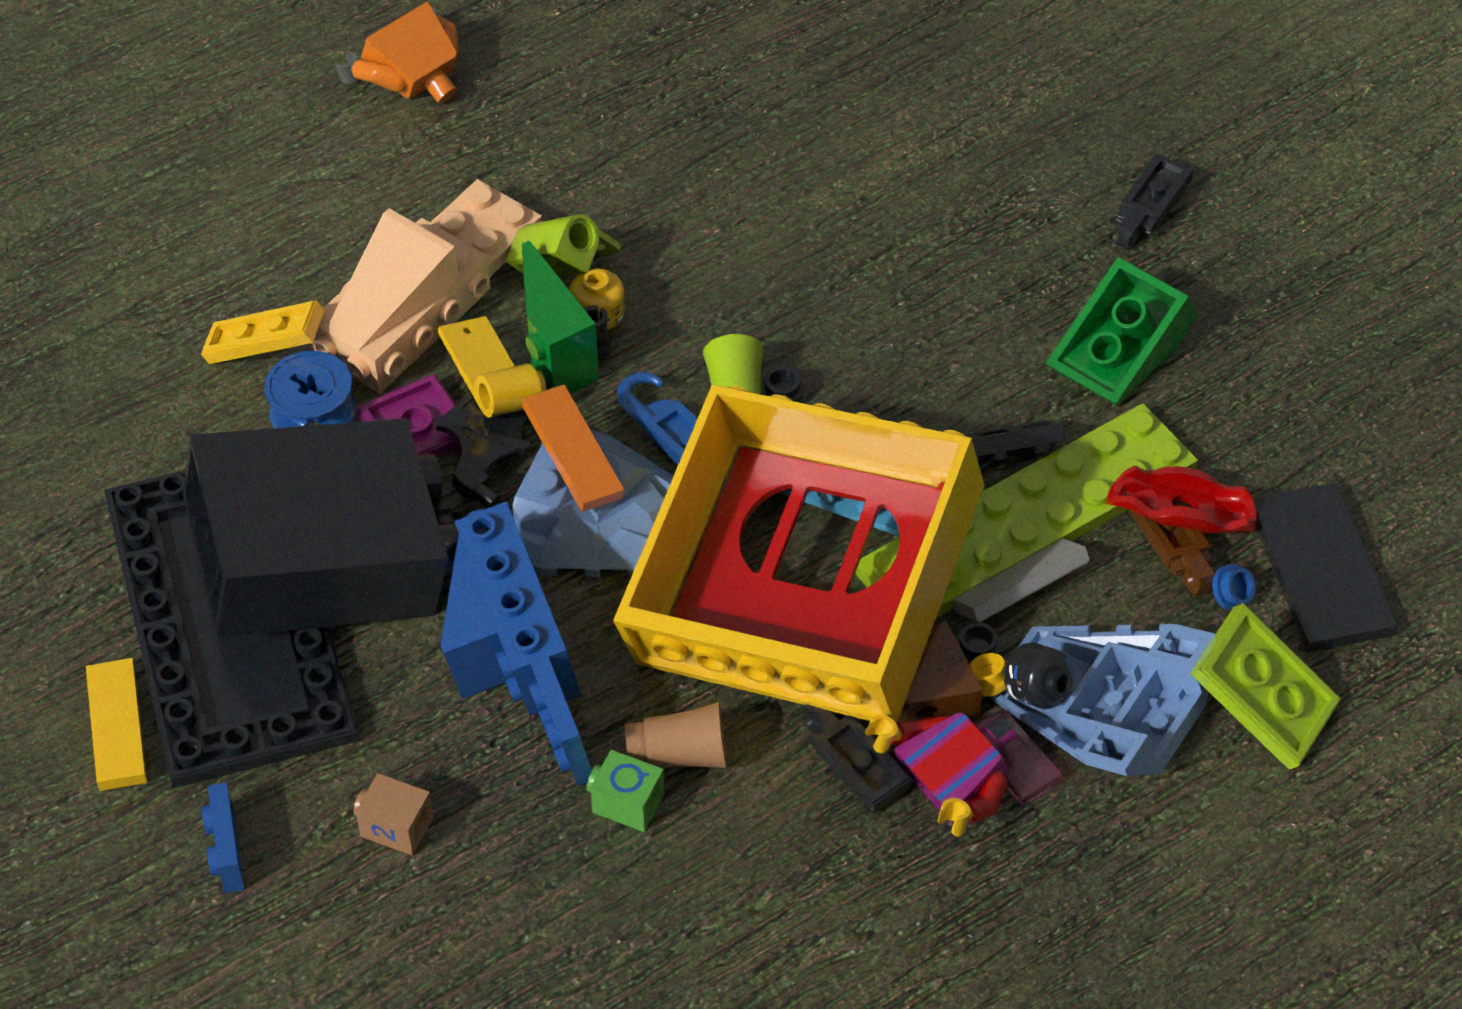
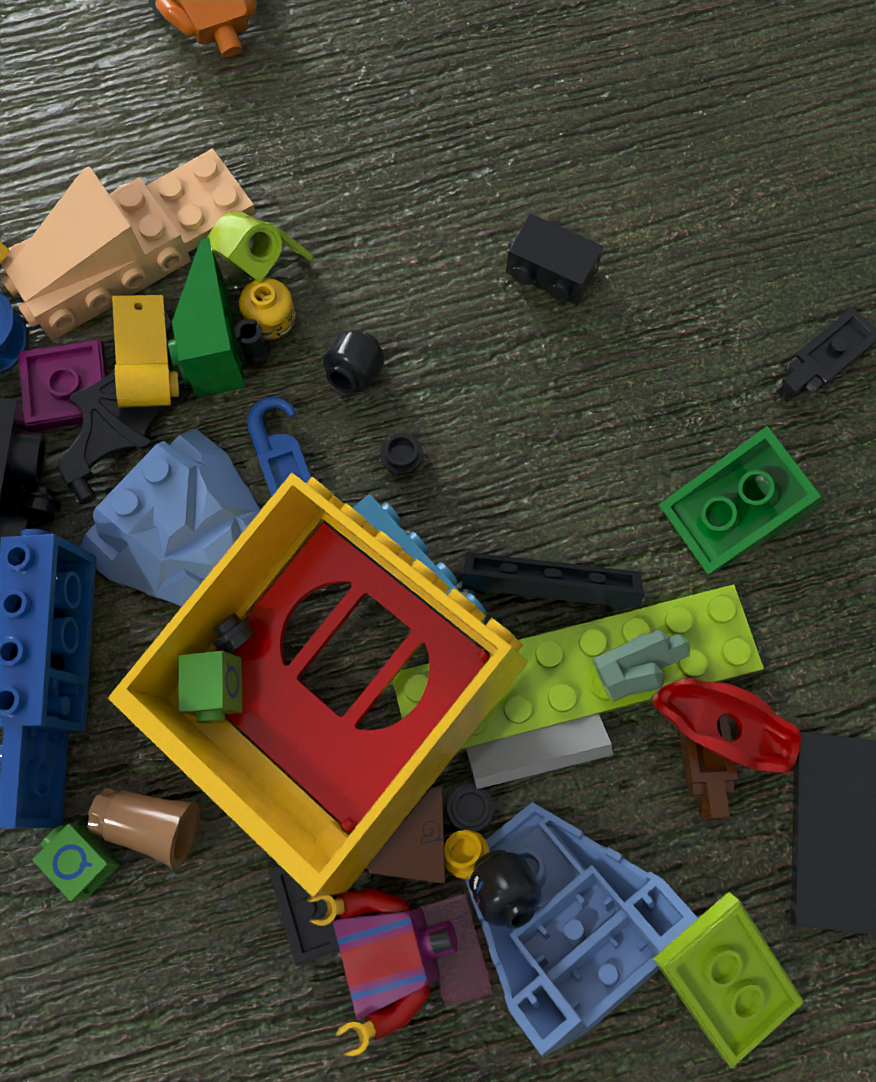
camera: 20 degrees right, 20 degrees up
(573, 448) = (160, 478): orange tile -> none
(693, 597) = (210, 685): none -> bright green brick
(697, 555) = (233, 632): none -> black plate
(700, 319) = (353, 361): none -> black head
(735, 361) = (357, 439): lime plant -> none
(857, 188) = (553, 259): none -> black brick
(1081, 475) = (638, 663): none -> sand green rock
(1233, 586) = (744, 832): blue plate -> none

